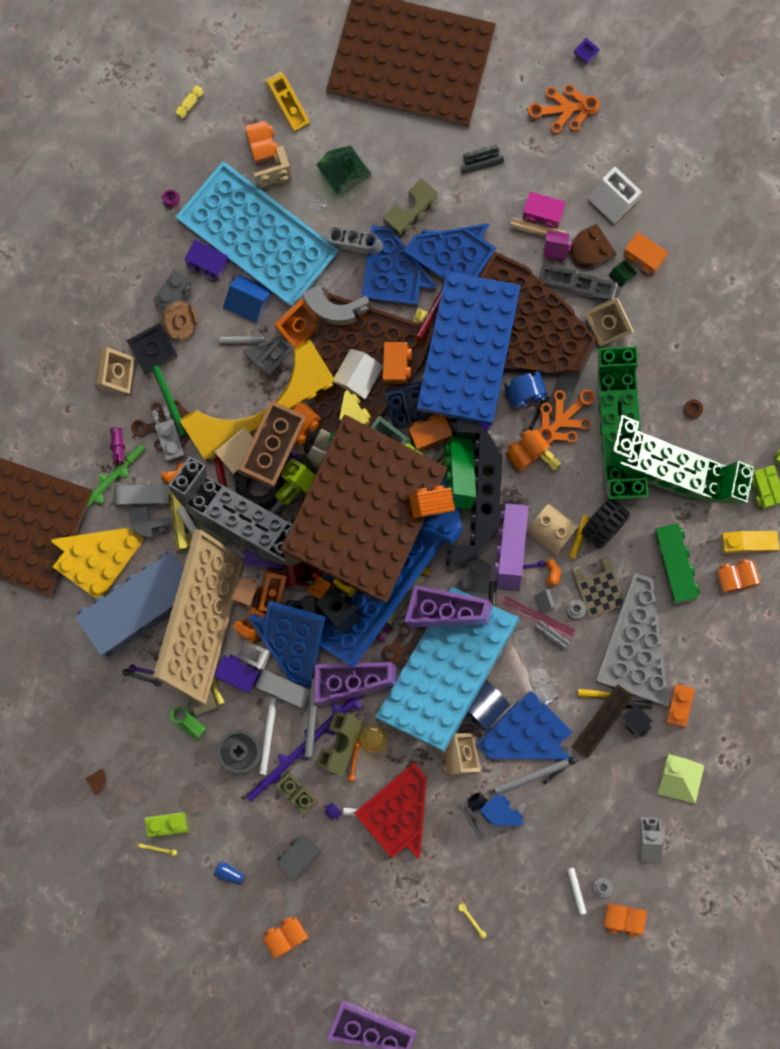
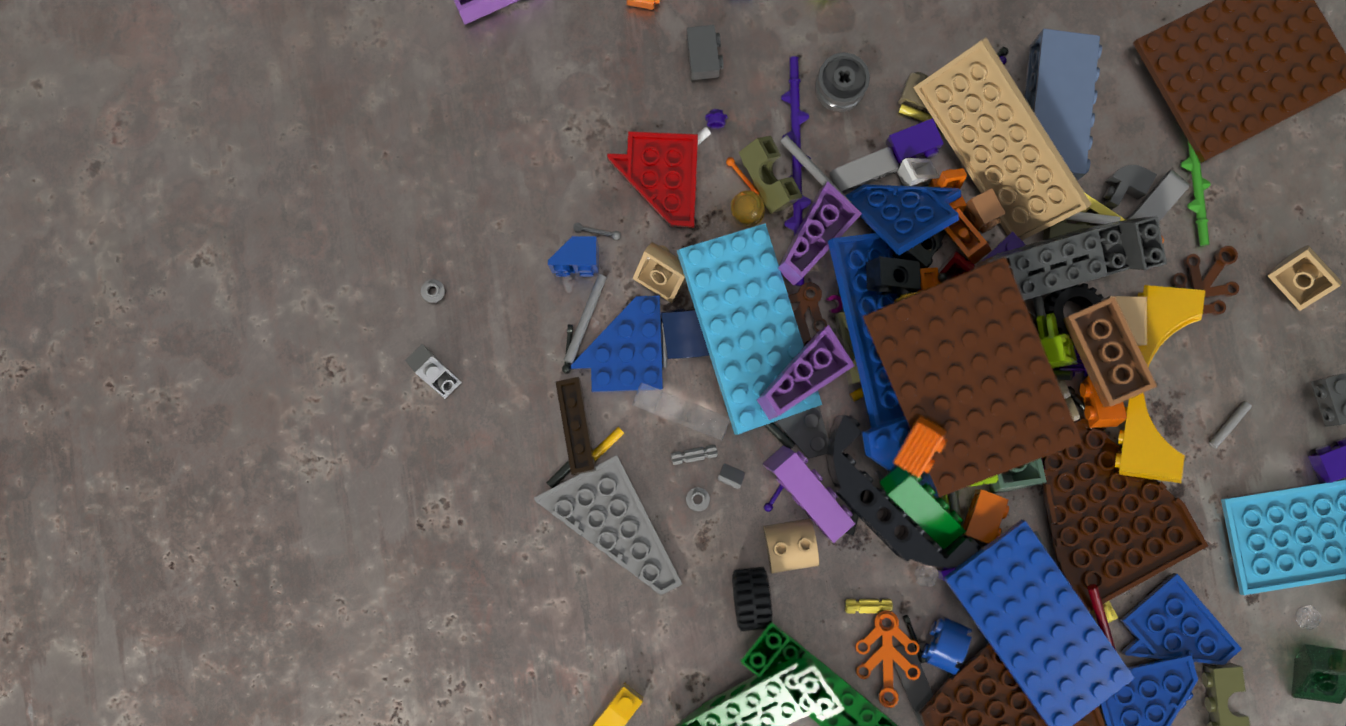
camera: 130 degrees right, 5 degrees up
(96, 557) = (1135, 110): yellow wing -> none
(117, 446) = (1225, 220): magenta pin -> none
(152, 348) = (1294, 334): black plate -> none
(168, 436) = (1196, 274): light grey hinge -> none
(169, 400) = (1238, 308): green bar -> none
(179, 320) = (1303, 381): medium nougat tile -> none
(188, 724) = (908, 62): bright green piece -> none
(220, 471) = (1109, 288): red piece -> none
(246, 298) = (1269, 465): blue slope -> none
(268, 736) = (833, 122): white bar -> none
(270, 354) = (1193, 436): dark grey wing -> none
(295, 792) = (762, 103): olive slope -> none
(297, 324) = (1204, 488): orange slope -> none
(334, 313) = (1184, 530): light grey arch -> none
(351, 408) = (1072, 460): light yellow slope -> none
(358, 373) = (1104, 500): white slope -> none
(362, 243) = (1241, 618): light grey beam -> none
(396, 362) = (1084, 544): orange brick -> none
(403, 404) = (1039, 513): dark blue slope -> none
(462, 907) = (530, 155): light yellow hinge -> none
(476, 802) = (608, 249): black plate -> none
(527, 450) = (887, 592): orange brick -> none
(539, 616) = (723, 459): clear pink bar -> none
(555, 573) = (747, 509): orange arm -> none
(576, 891) = (452, 266): white piece -> none
(578, 538) = (760, 562): yellow piece -> none
(601, 591) = (693, 537): dark tan flag -> none
(624, 919) = (387, 283): orange brick -> none
(636, 722) = (544, 454): black brick -> none
(676, 564) = (655, 630): green brick -> none
(679, 706) = (523, 508): orange brick -> none
(680, 779) = (460, 449): yellowish green slope -> none
(737, 577) = (590, 677): orange brick -> none

